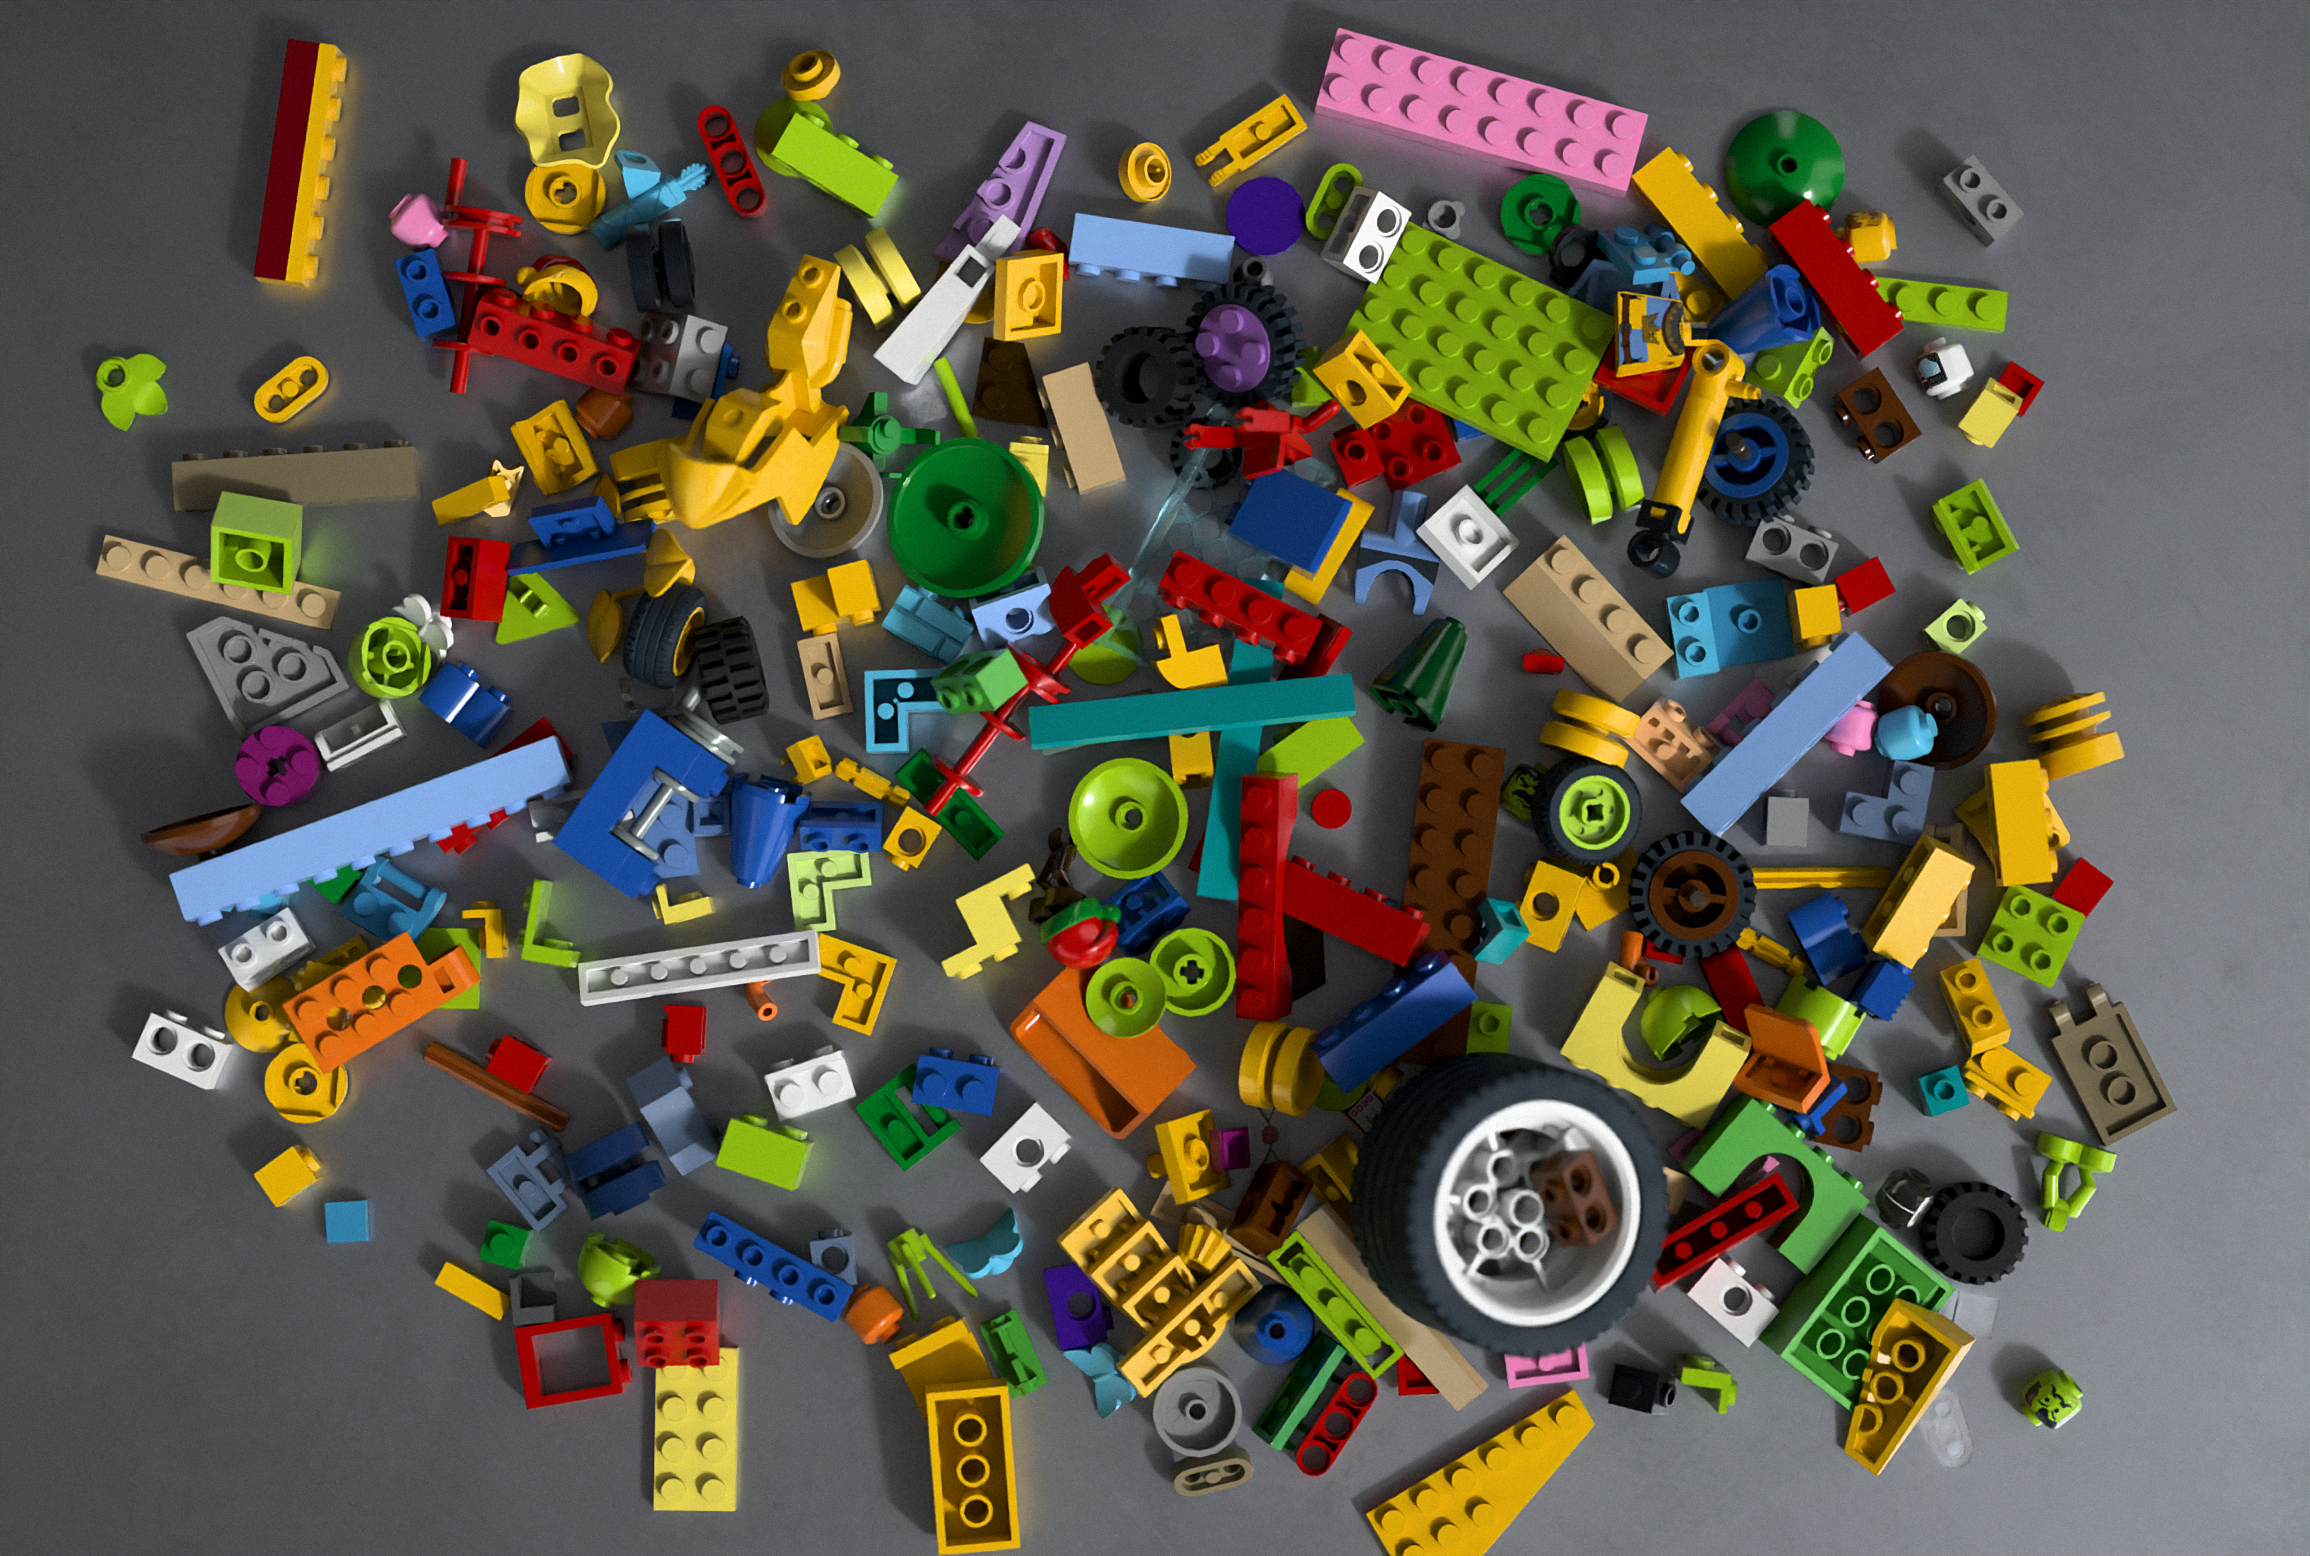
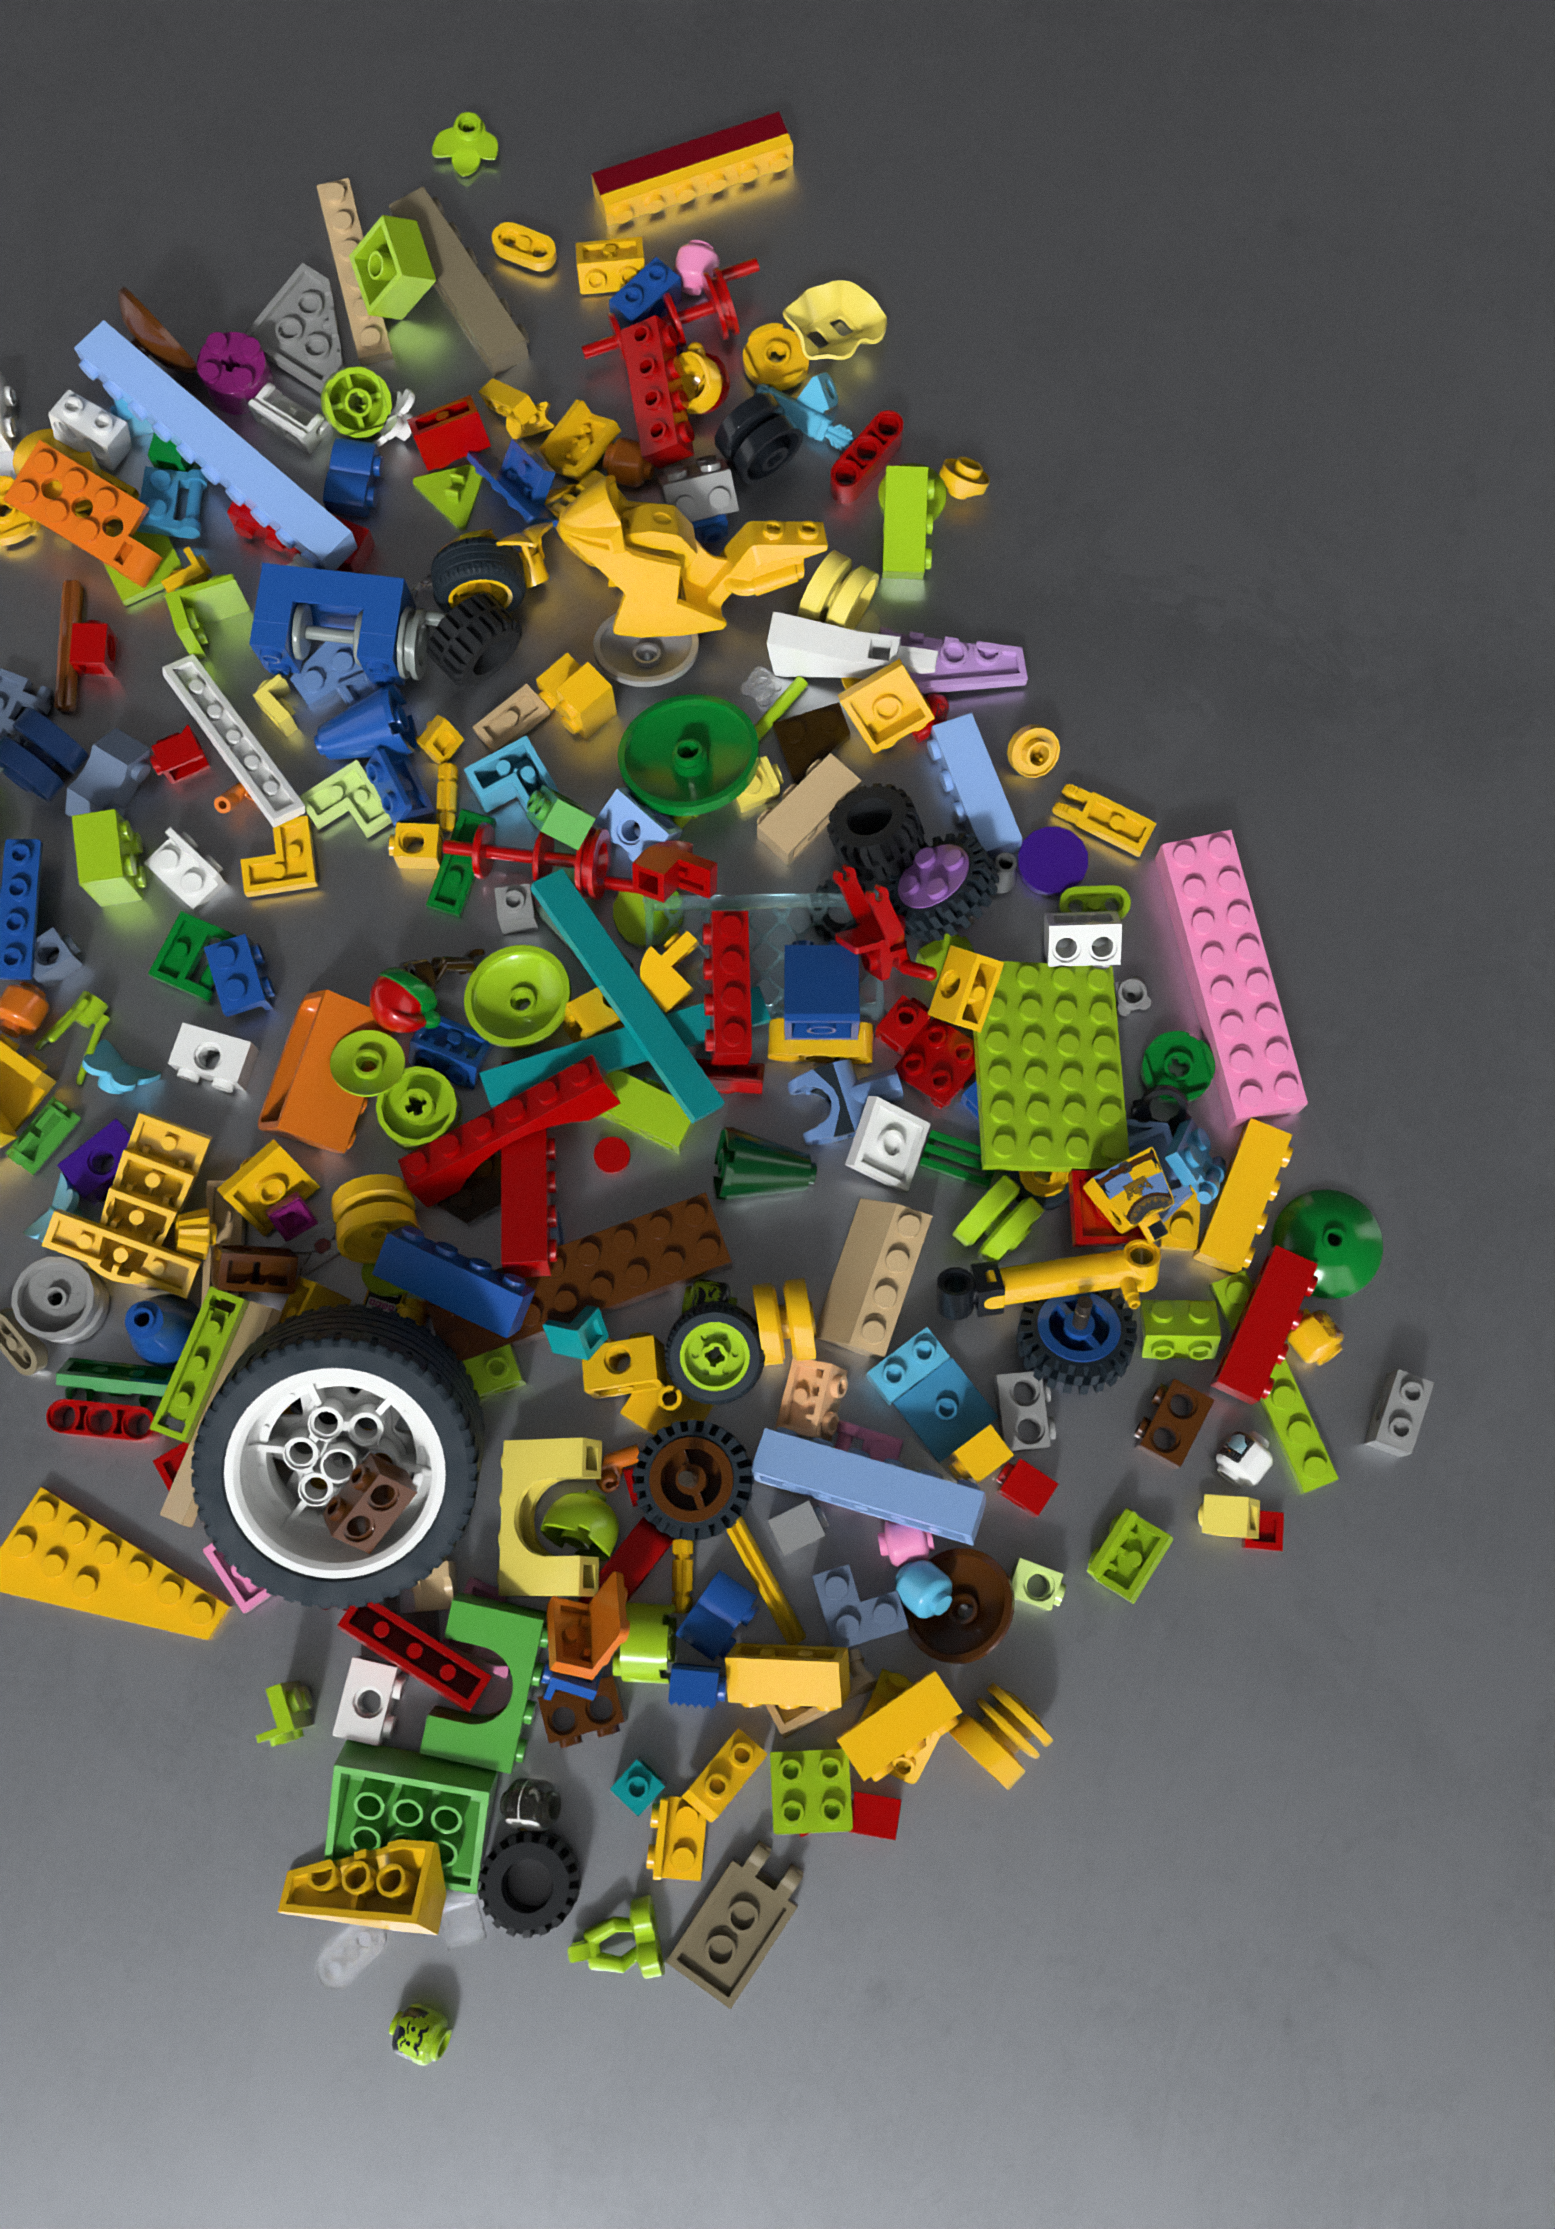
camera: 60 degrees right, 10 degrees down
(362, 308) = (608, 264): none -> yellow bracket
(881, 434) = (719, 661): green piece -> none
(929, 625) = (591, 770): medium azure brick -> none
(990, 922) = (378, 932): light yellow bracket -> none
(1033, 773) = (516, 909): none -> light grey brick
(1542, 662) = (820, 1258): red tile -> none
(1642, 1390) = (255, 1664): black bracket -> none
(1768, 314) = (1206, 1285): blue cone -> none

